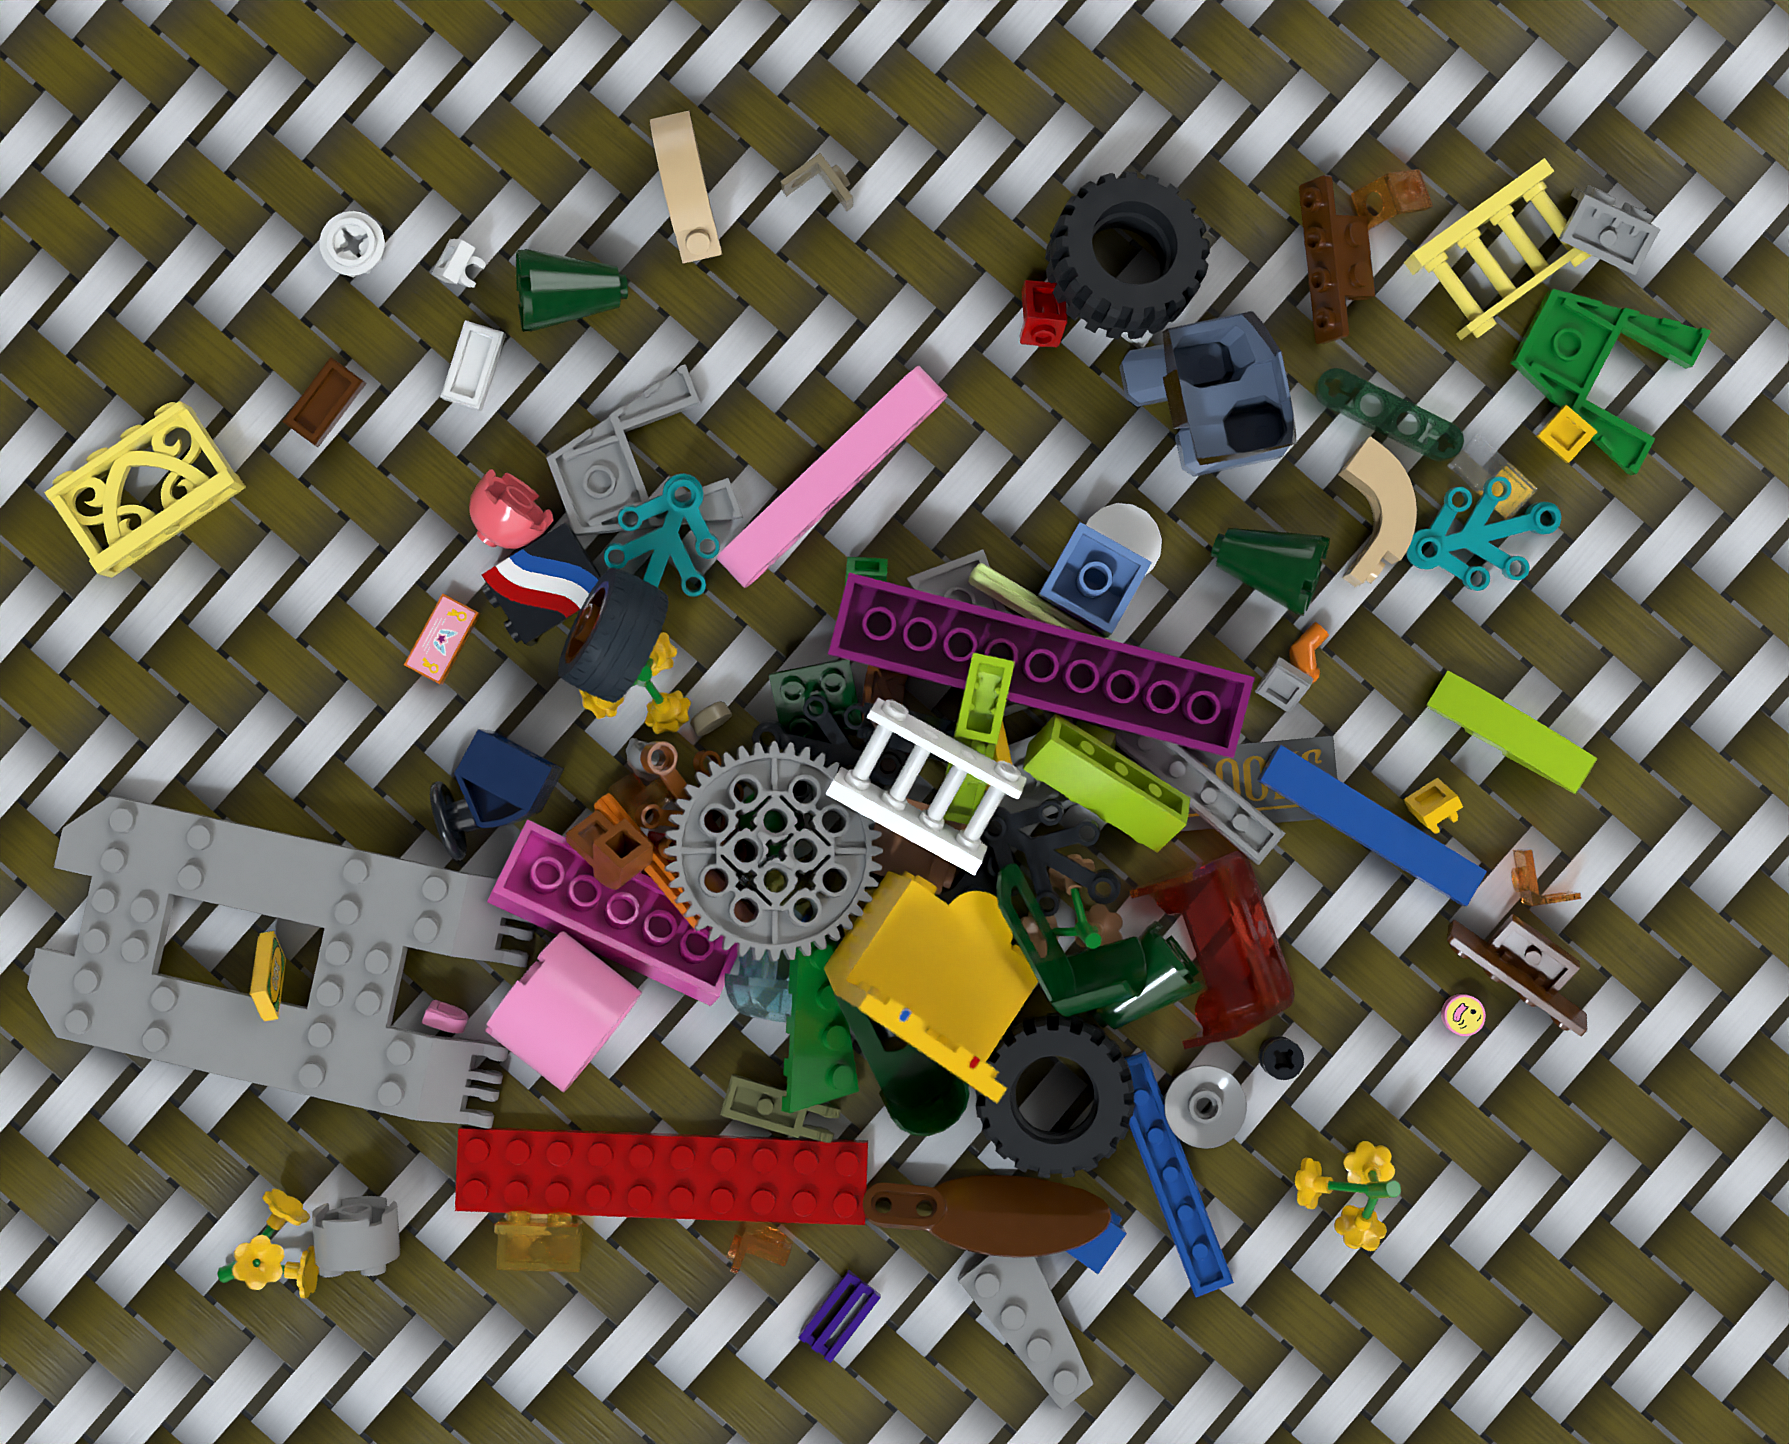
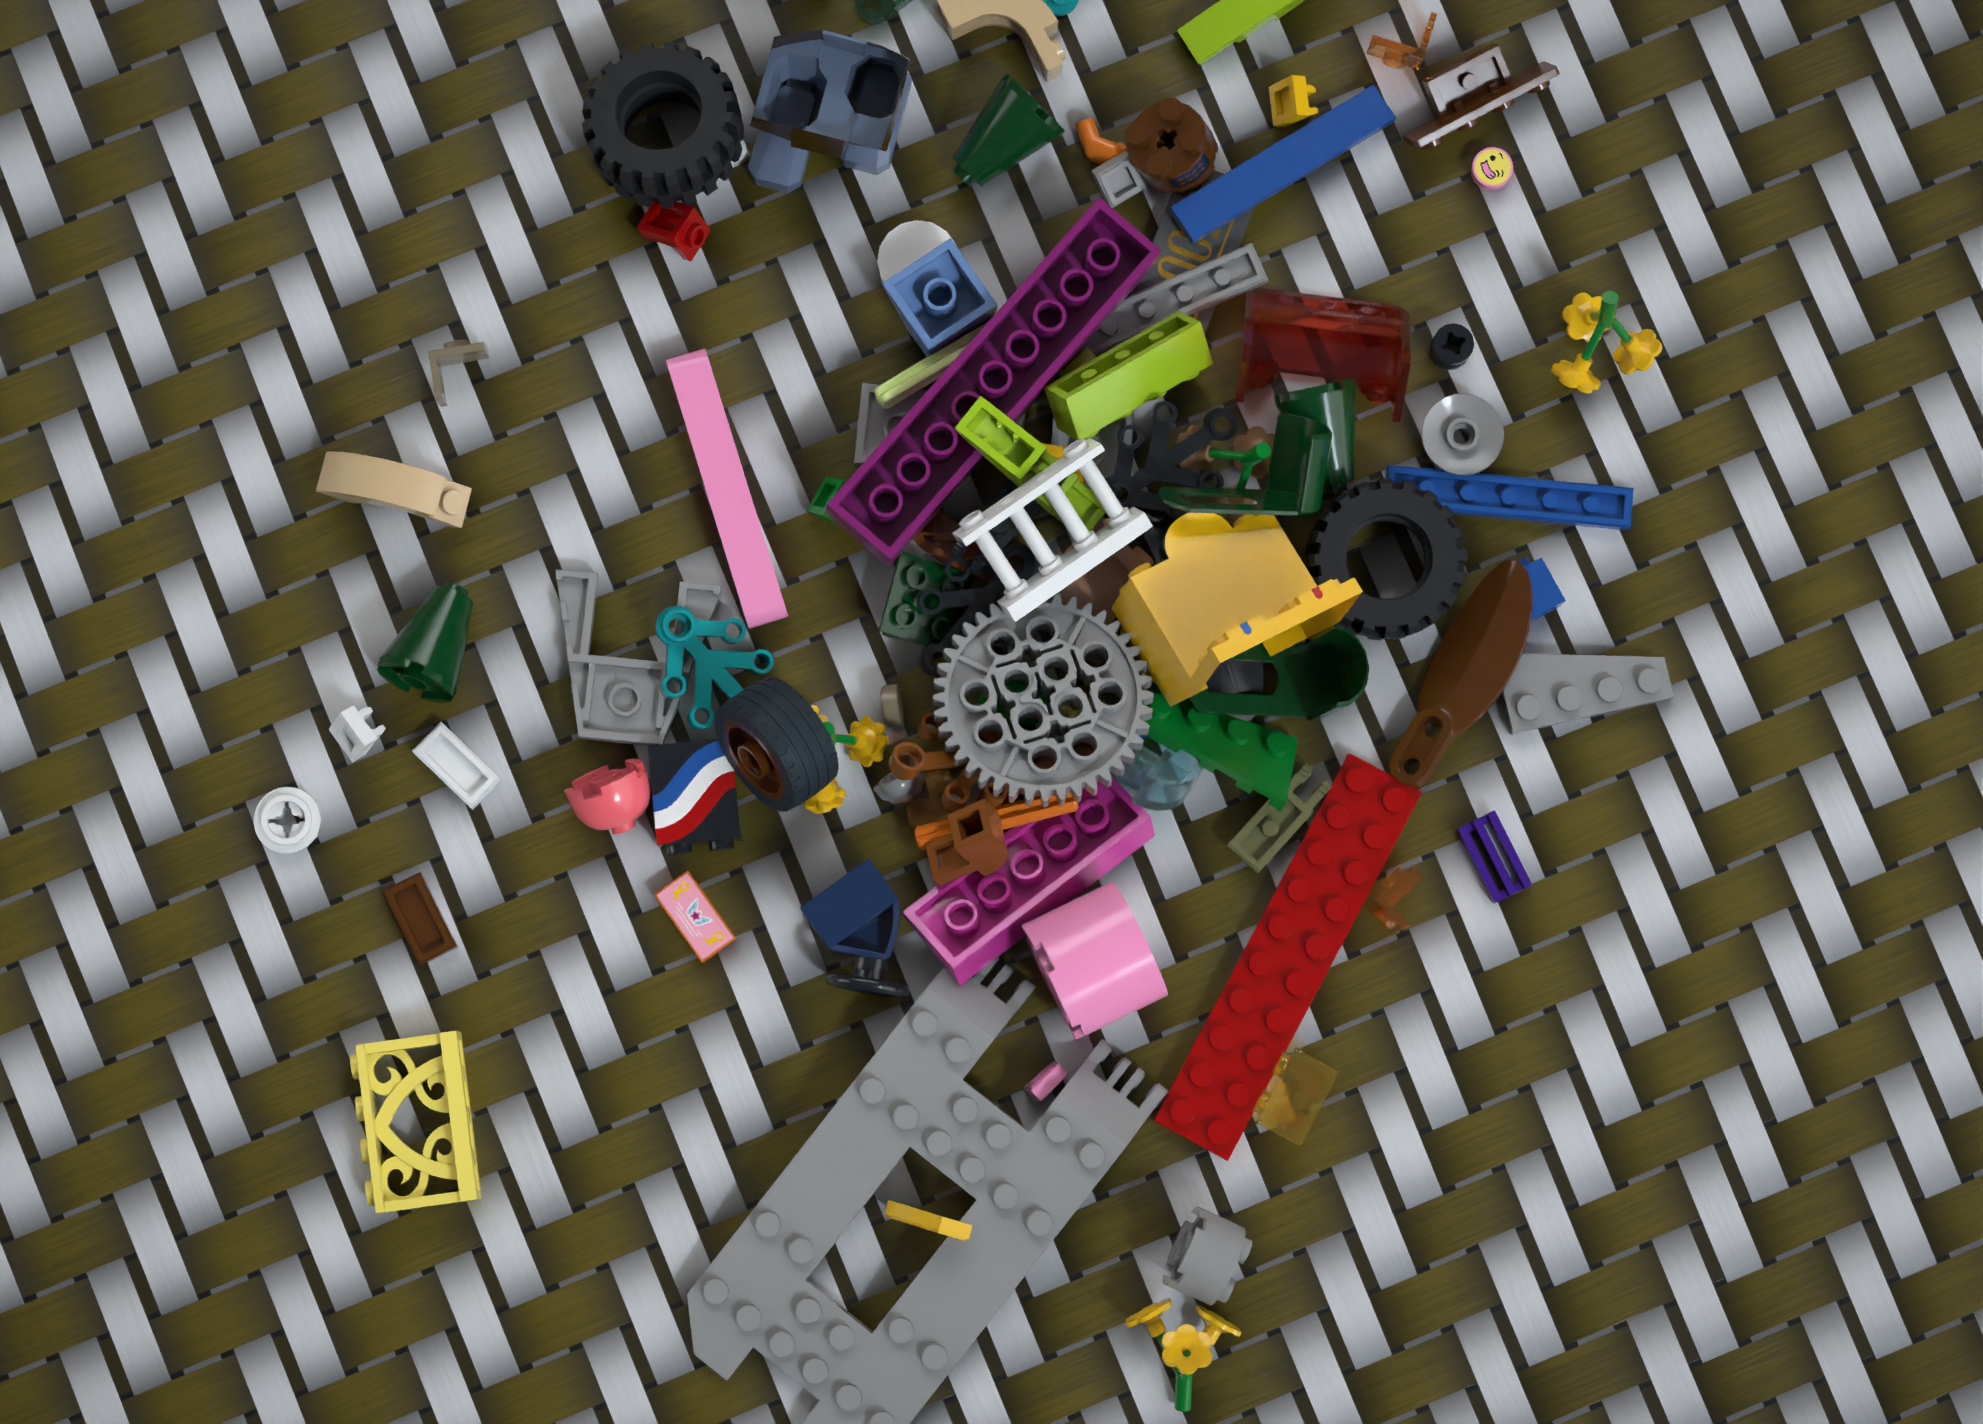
camera: 70 degrees left, 5 degrees down
(1340, 698) = (1151, 145): none -> reddish brown brick

